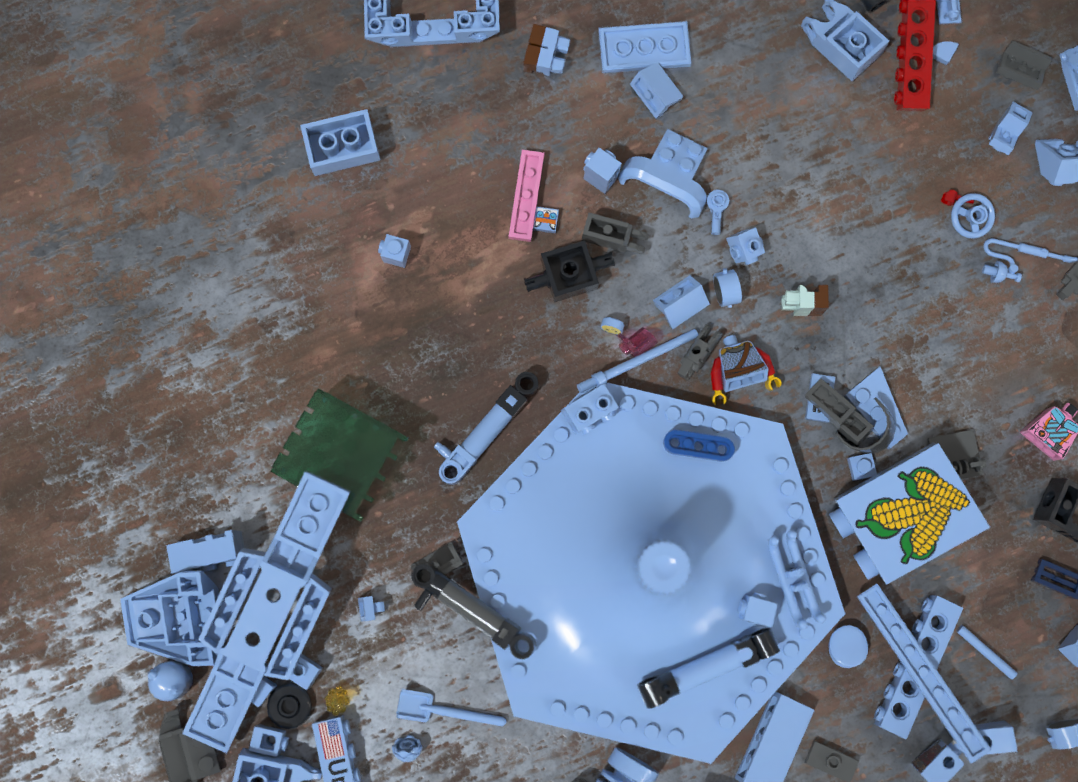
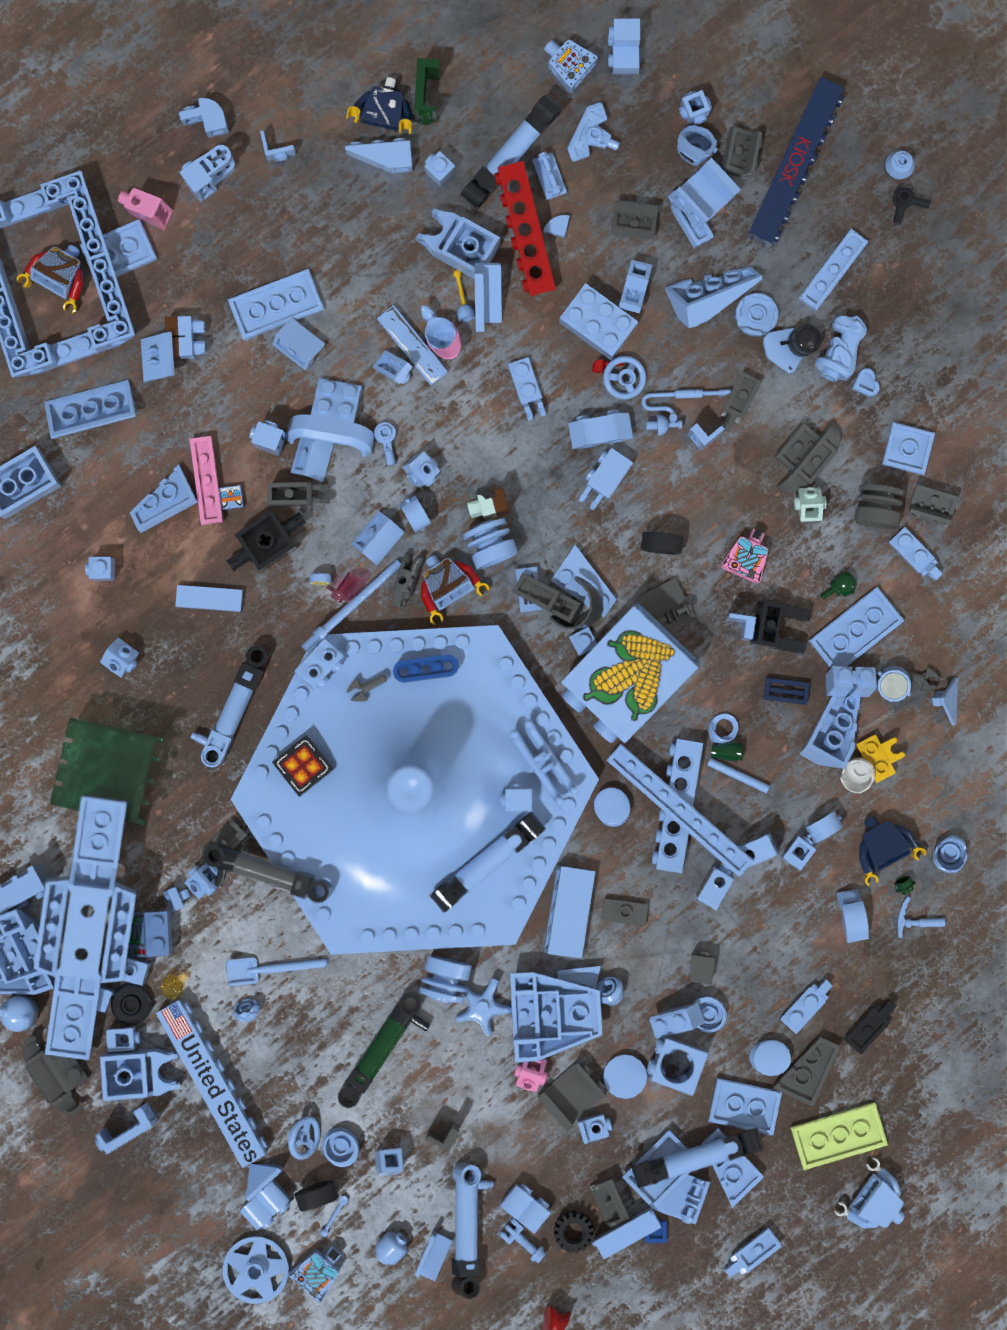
camera: 10 degrees left, 5 degrees up
(332, 638) = (151, 934): none -> medium blue slope
(387, 344) = (120, 658): none -> light blue brick
(402, 597) = (202, 880): none -> light blue brick
(431, 92) = (90, 409): none -> light blue slope
(482, 203) = (166, 501): none -> light blue wing
(494, 312) = (209, 598): none -> light blue tile
(514, 61) = (157, 357): none -> light blue piece
(543, 508) = (303, 765): none -> tile
(630, 447) = (366, 687): none -> dark grey bar
(638, 203) = (312, 458): none -> light blue panel
(745, 138) = (393, 367): none -> light blue tile
(768, 124) = (412, 345): none -> light blue tile
(796, 337) = (490, 543): none -> light blue wheel
(802, 119) = (441, 334): none -> light blue hair
(831, 107) = (465, 312): none -> hinge
(861, 93) = (487, 294): none -> light blue panel
(871, 197) = (526, 386): none -> light blue hinge
(928, 258) = (591, 432): none -> light blue brick
(931, 308) = (606, 477): none -> light blue hinge
(962, 153) = (598, 321): none -> light blue brick
(972, 389) = (662, 543): none -> black tyre
(972, 603) = (712, 726): none -> light blue piece
(985, 624) = (728, 751): none -> dark green cone
(1039, 499) = (748, 625): none -> light blue panel
(1040, 294) = (700, 438): none -> light blue panel
(1040, 756) = (795, 860): none -> light blue brick

